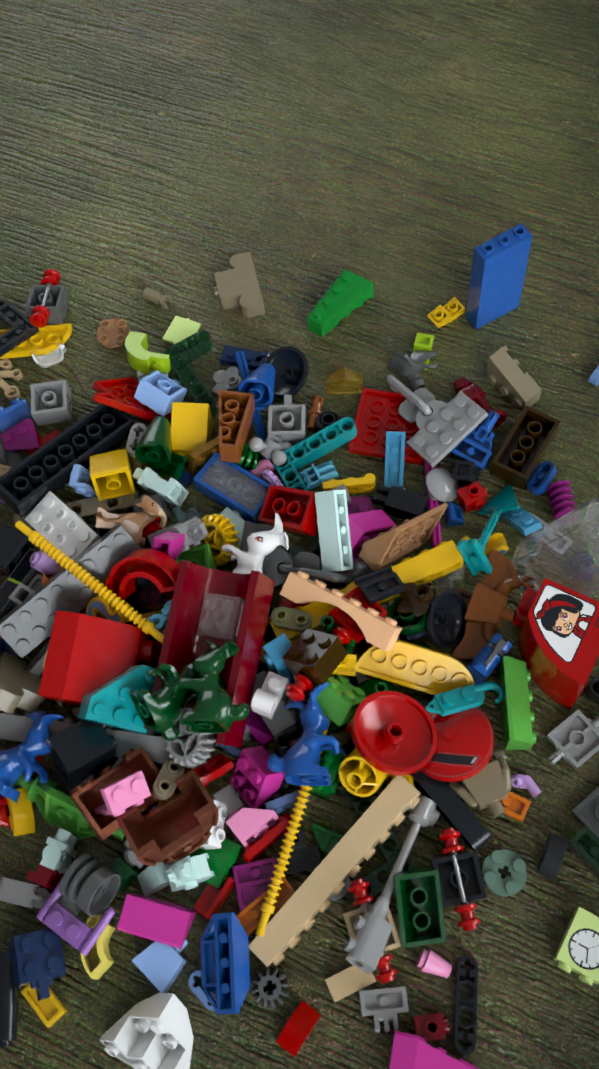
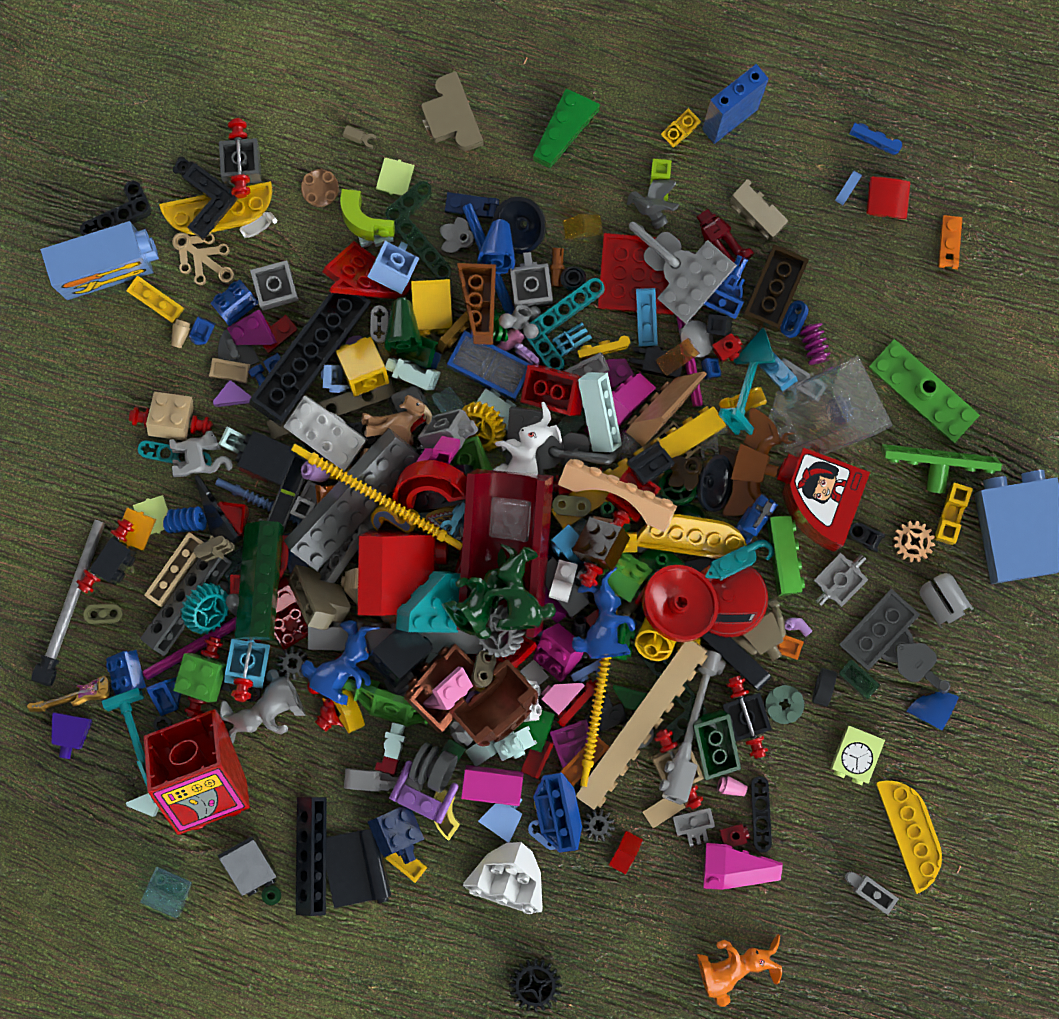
camera: 15 degrees left, 20 degrees up
(418, 497) = (677, 356): none -> clear orange slope

